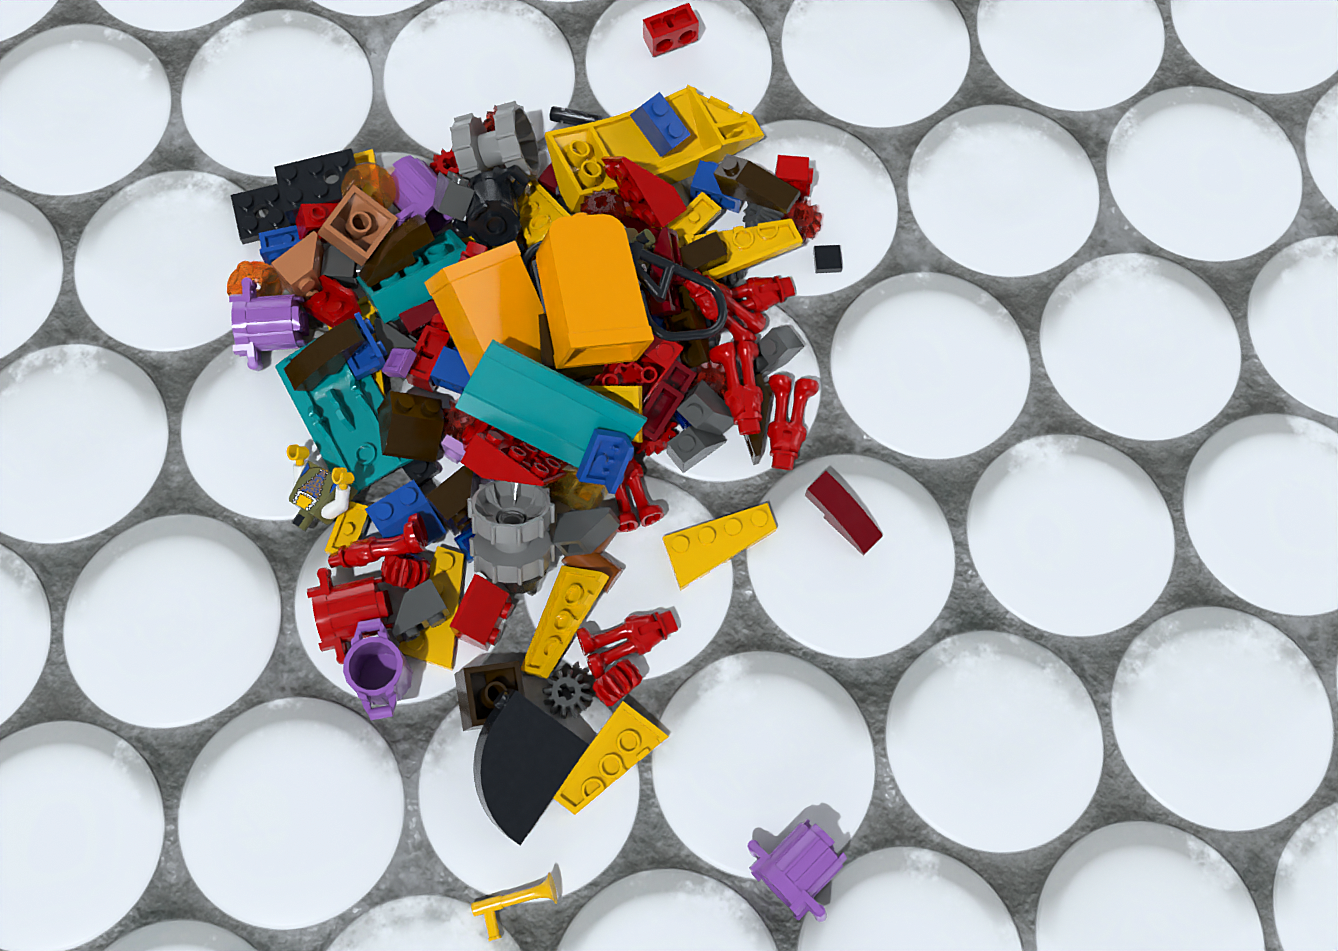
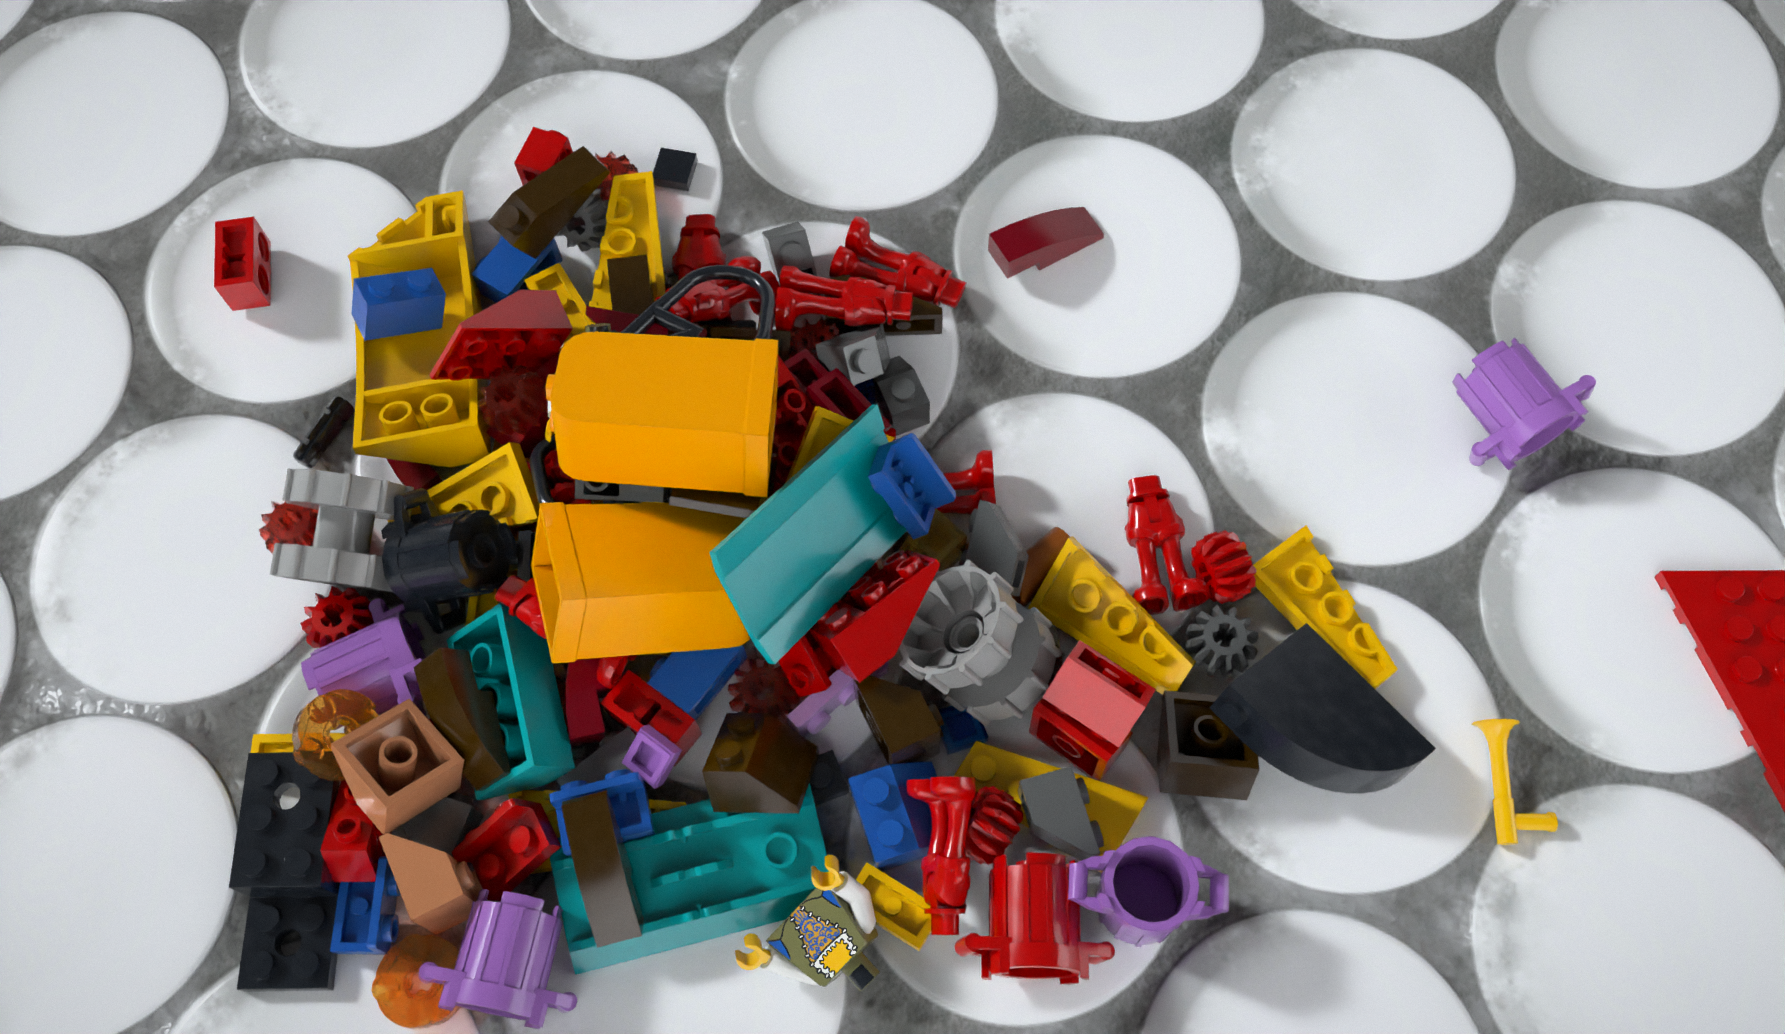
camera: 70 degrees left, 5 degrees down
(452, 195) = (406, 601): dark grey slope -> none
(502, 615) = (1098, 694): none -> slope
(710, 544) = (1045, 413): yellow wing -> none

